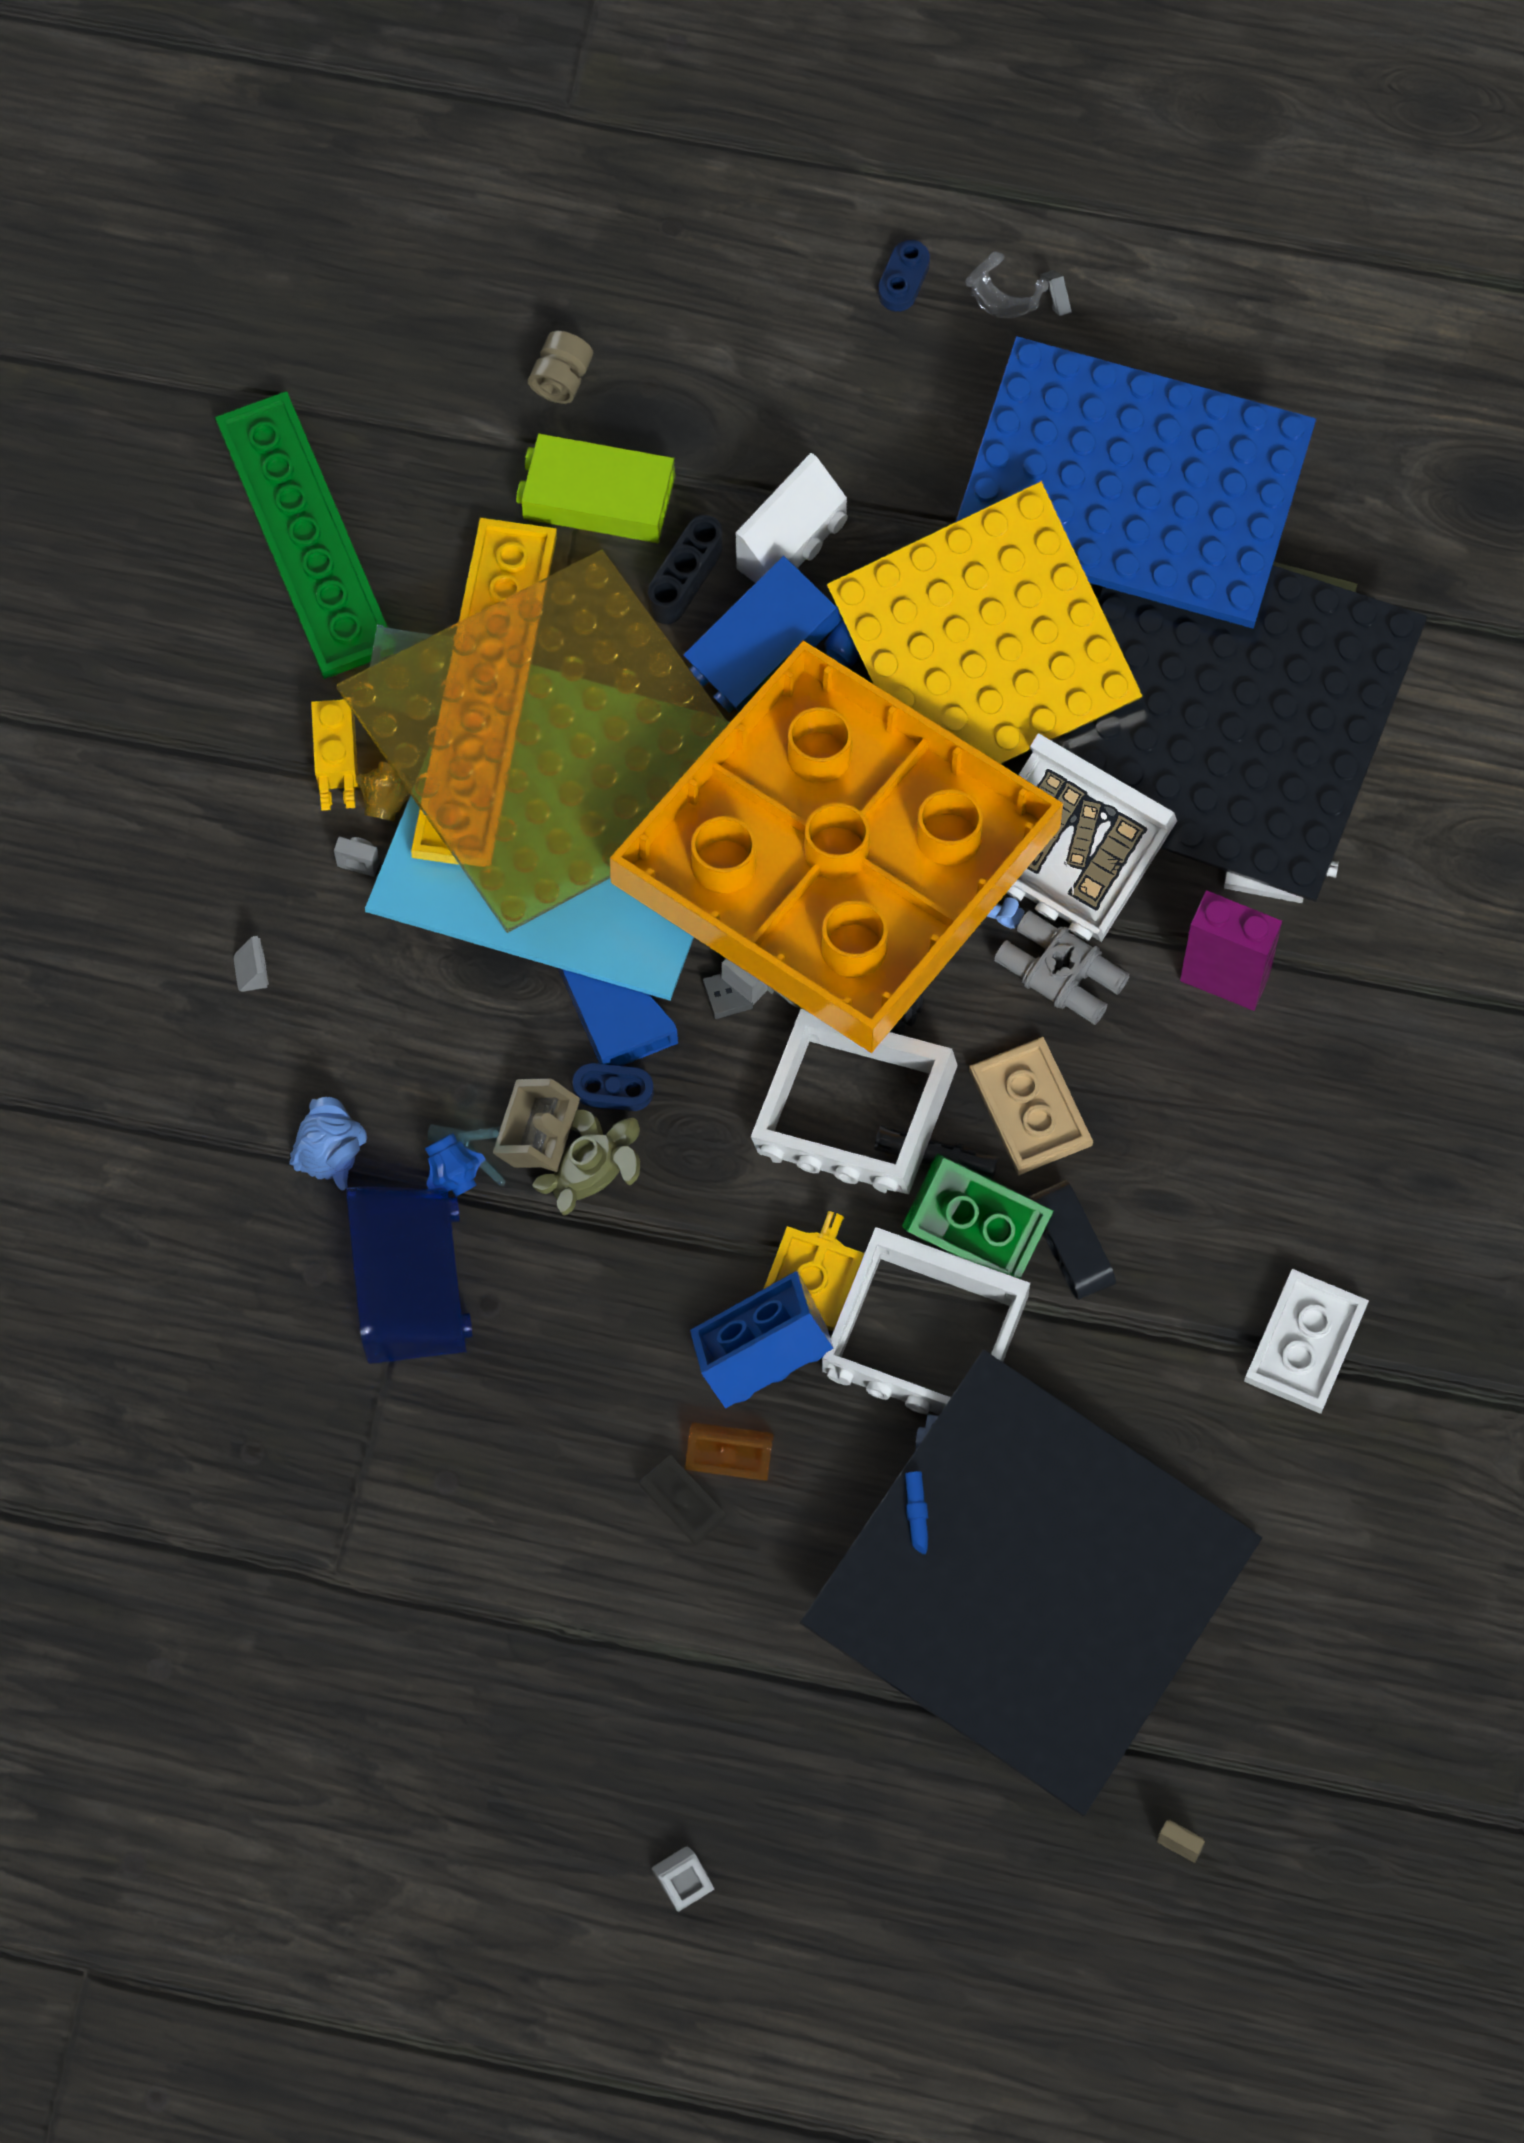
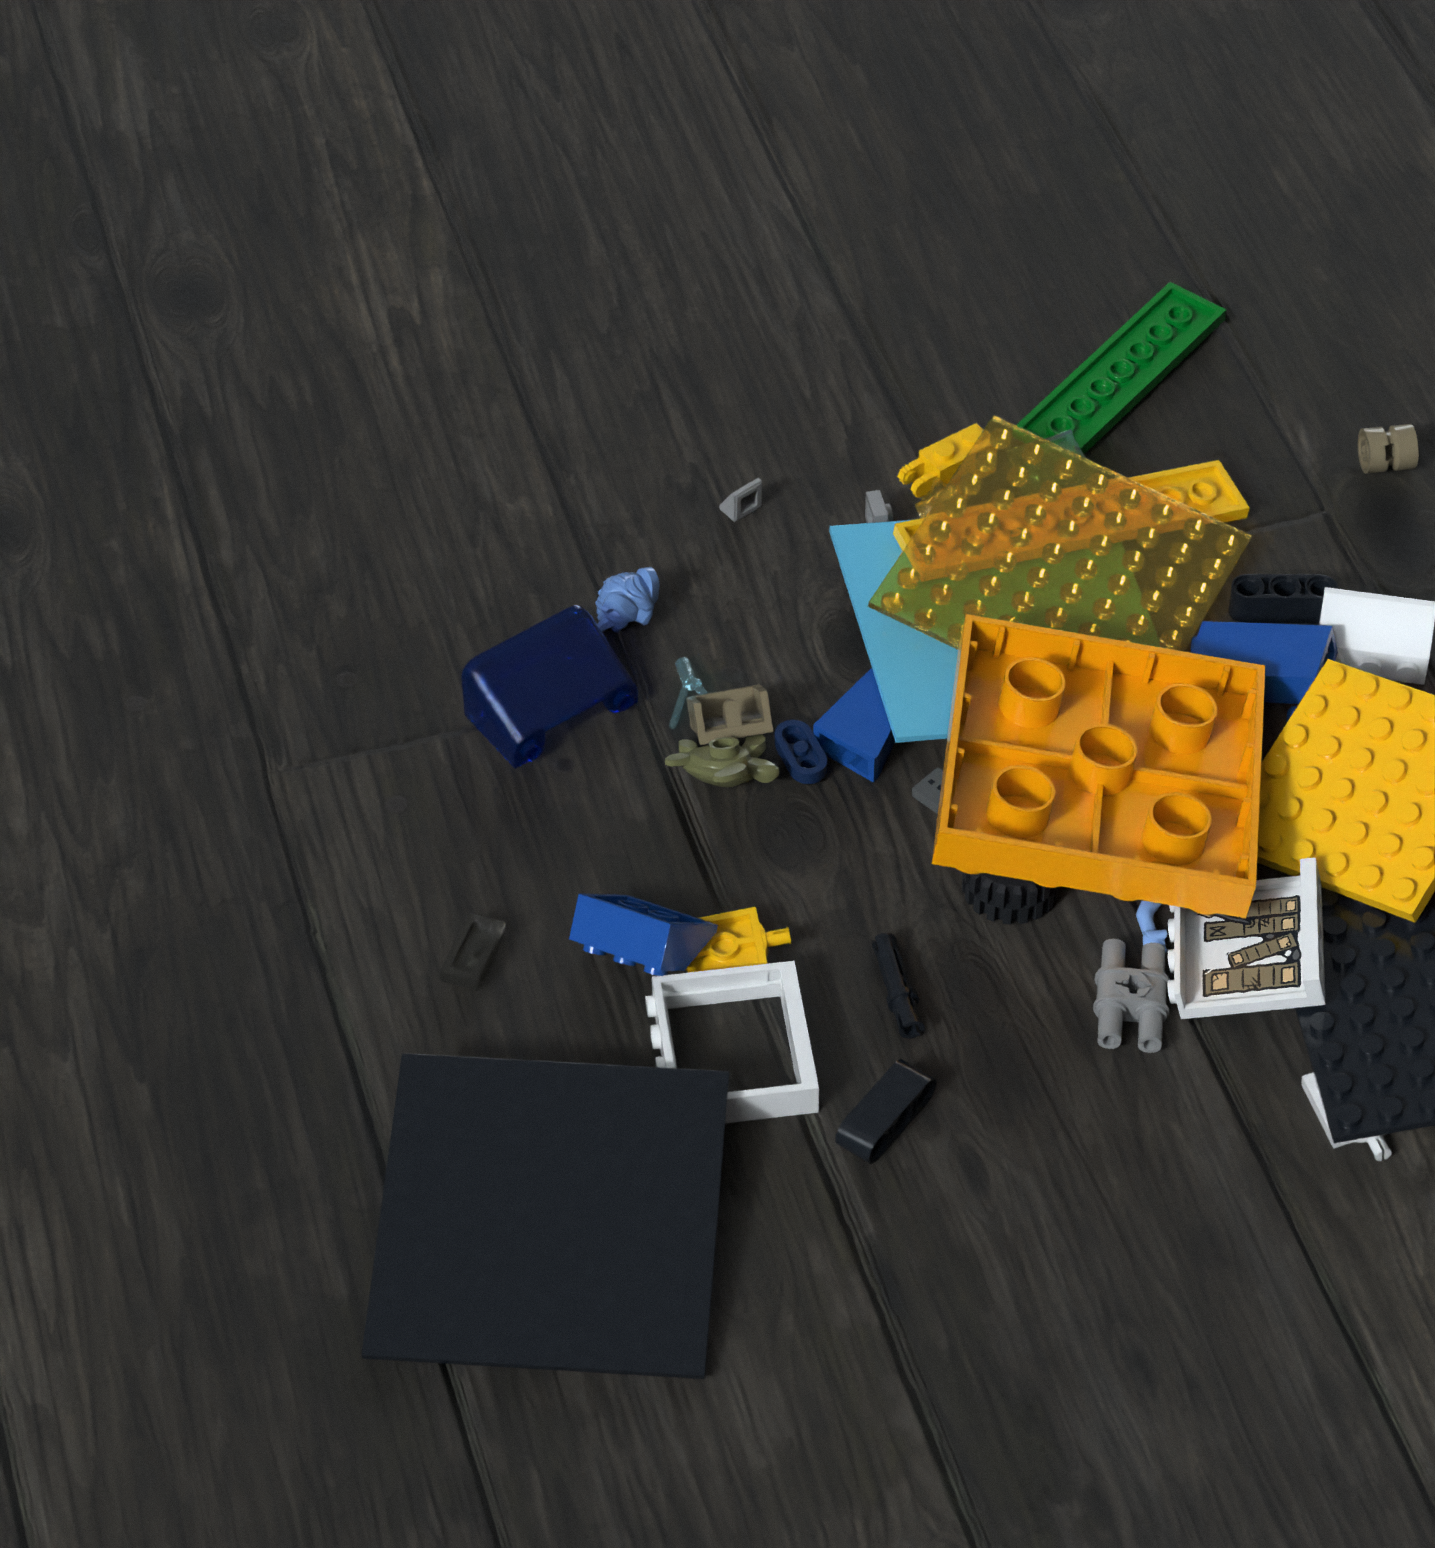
camera: 60 degrees right, 20 degrees down
(452, 1165) = (658, 678): blue rock -> none
(596, 488) = (1306, 517): lime brick -> none
(683, 1878) = (144, 1100): light grey slope -> none
(729, 1451) = (538, 967): clear orange slope -> none
(845, 1165) = (900, 948): white window -> none
(917, 1511) = (551, 1088): blue piece -> none
(976, 1217) = (851, 1023): green slope -> none
(1030, 1105) = (991, 1034): tan tile -> none
(1181, 1841) = (377, 1435): dark tan tile -> none
(1230, 950) = (1224, 1078): magenta brick -> none
(1306, 1341) = (913, 1326): white plate -> none

